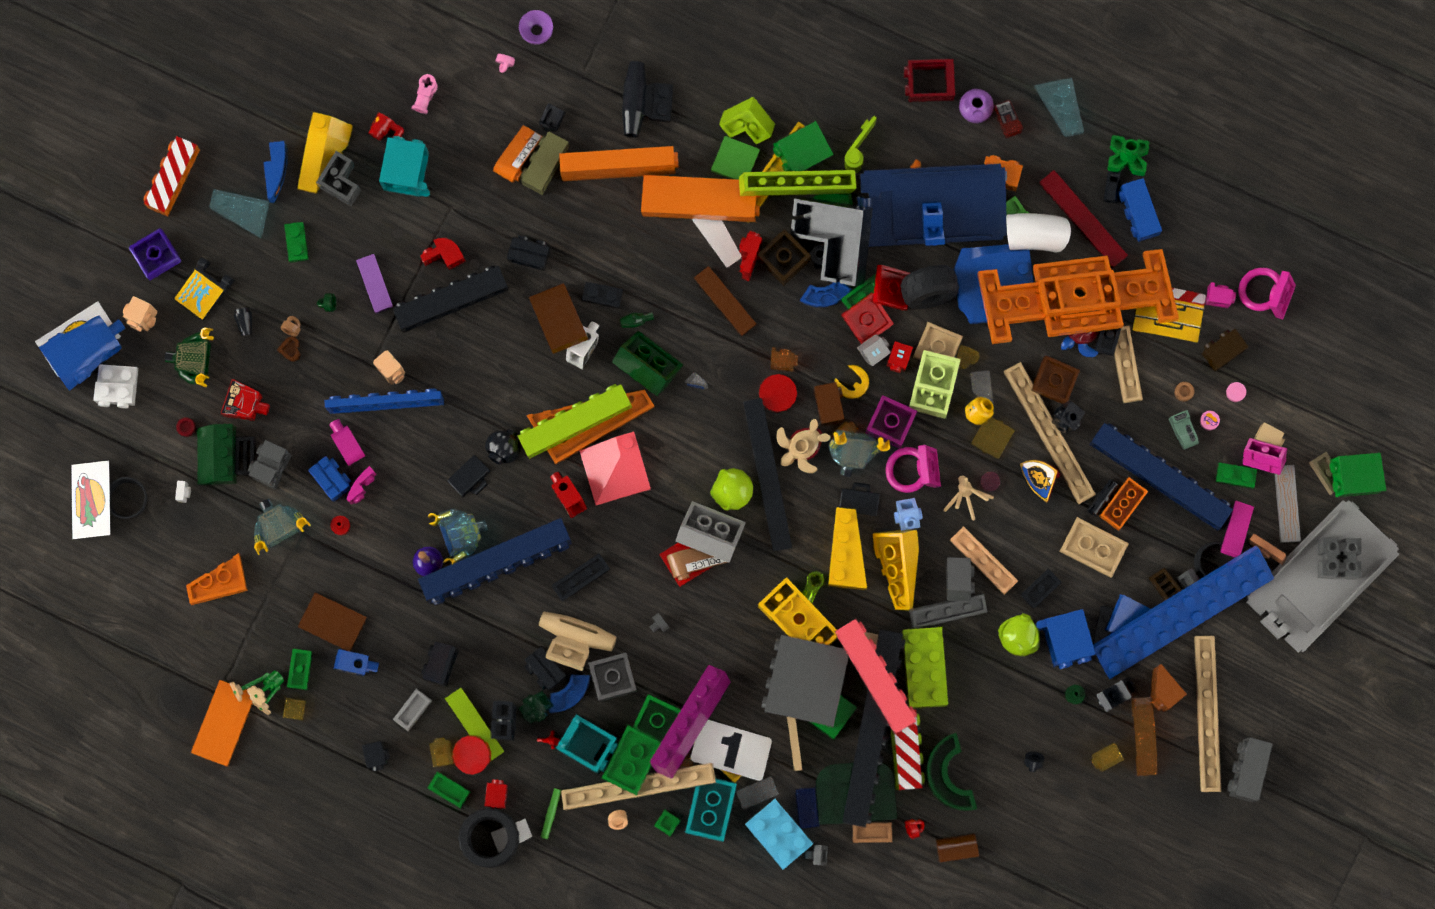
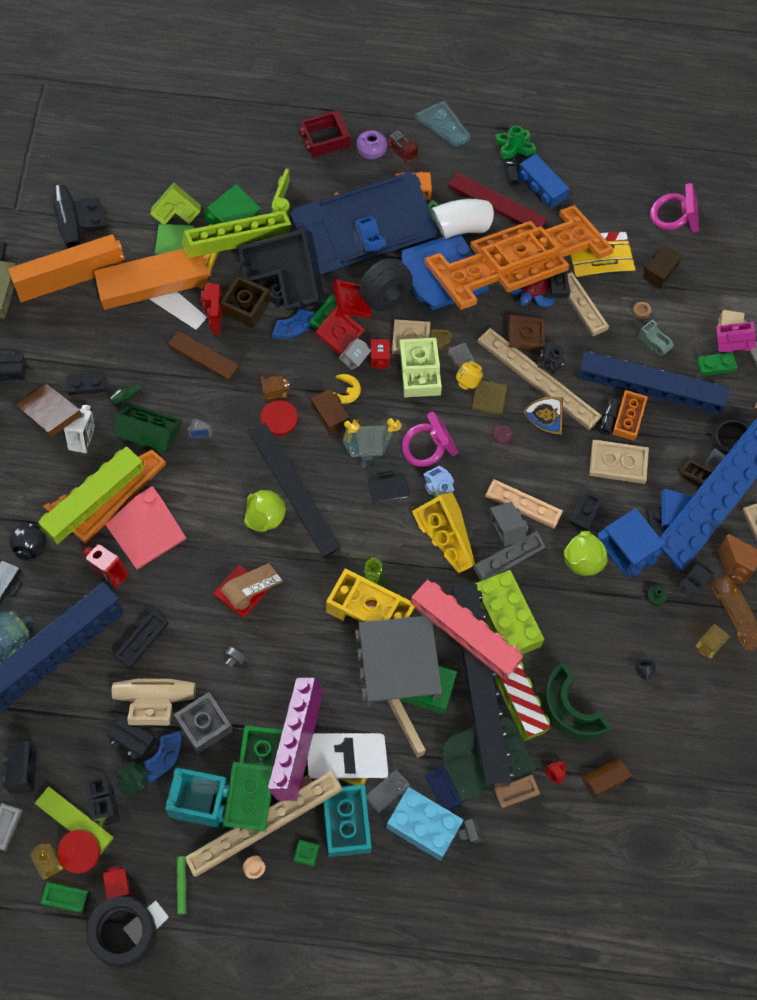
camera: 25 degrees left, 15 degrees down
(551, 740) = (159, 808): red bar -> none
(710, 531) = (256, 553): light grey brick -> none
(802, 446) = (318, 453): tan animal -> none
(846, 553) = (395, 537): yellow wedge -> none
(891, 421) = (395, 404): magenta brick -> none
(966, 490) = (483, 446): tan plant -> none
(1209, 420) = (673, 326): bright pink tile -> none
(1220, 296) = (638, 227): dark pink brick -> none
(1236, 392) = (686, 298): bright pink tile -> none
(1237, 529) = (739, 405): dark pink tile -> none

